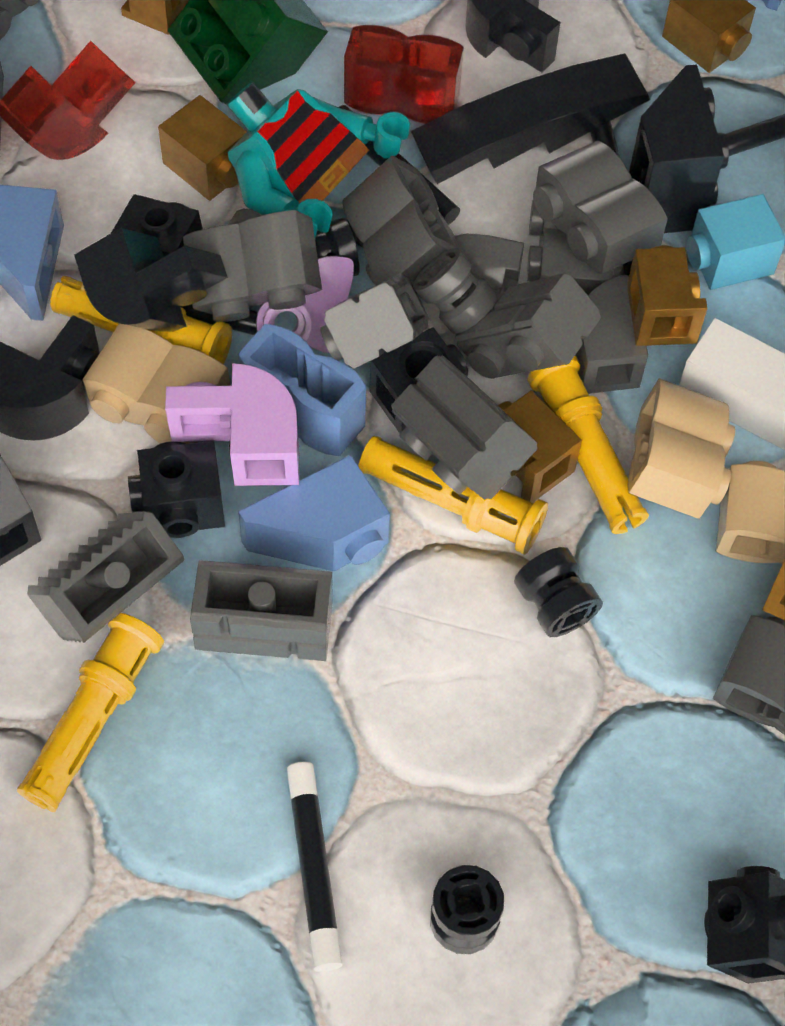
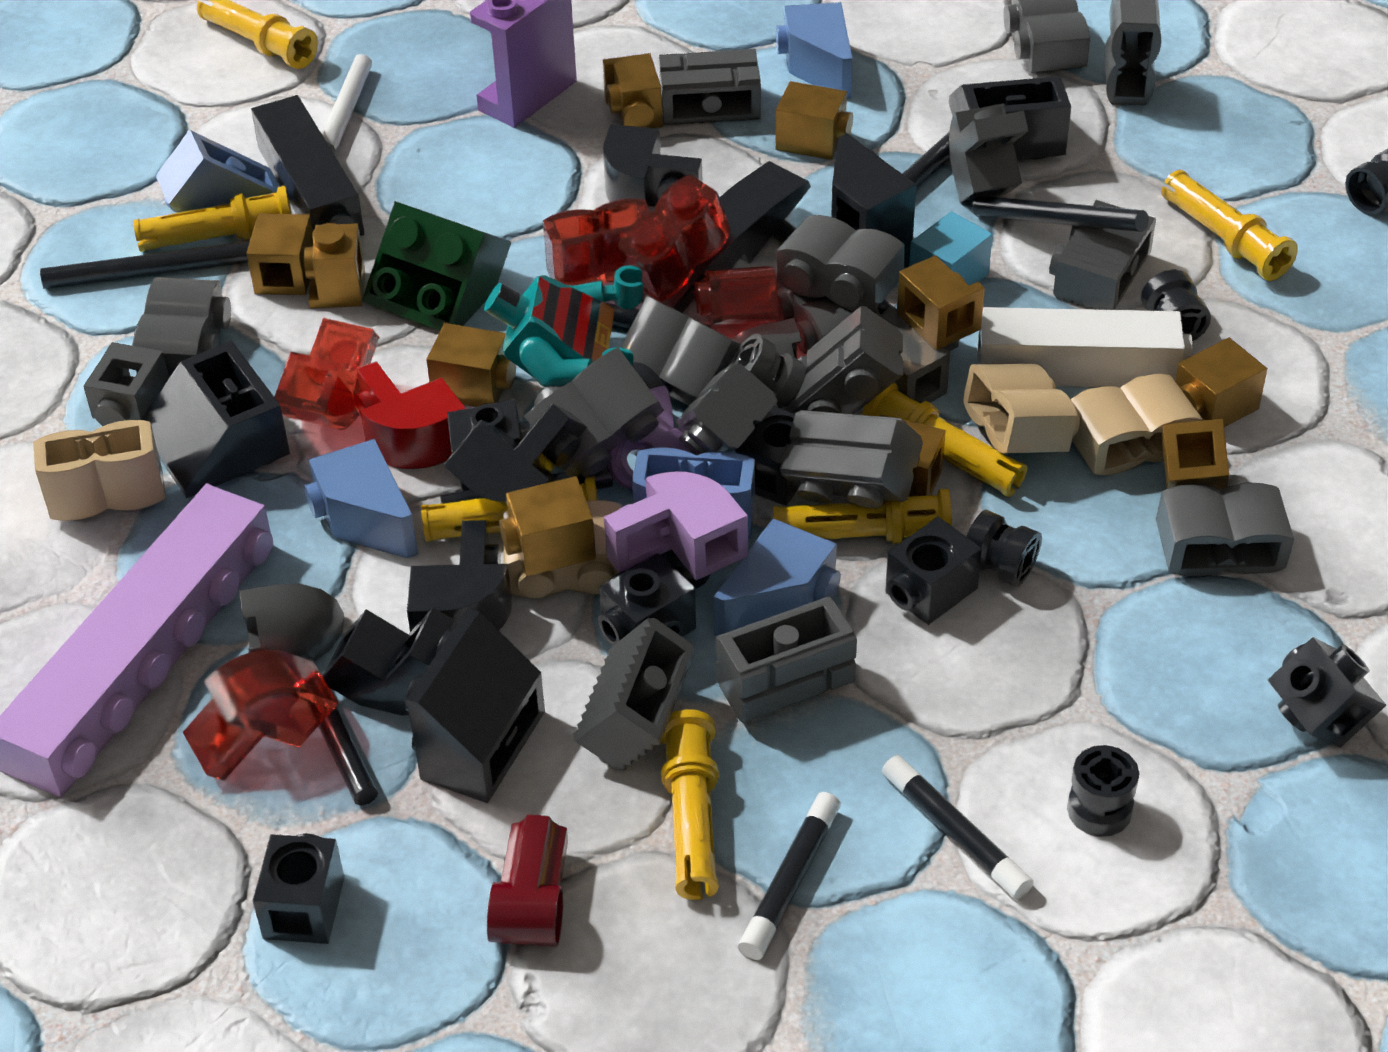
camera: 25 degrees left, 15 degrees down
(106, 179) = (407, 425): none -> red brick
(127, 365) = (549, 526): none -> pearl gold brick
(129, 831) = (789, 876): none -> black bar
(465, 102) = (676, 236): none -> clear red brick
(484, 560) = (932, 570): none -> black brick
(487, 192) = (737, 295): none -> clear red brick

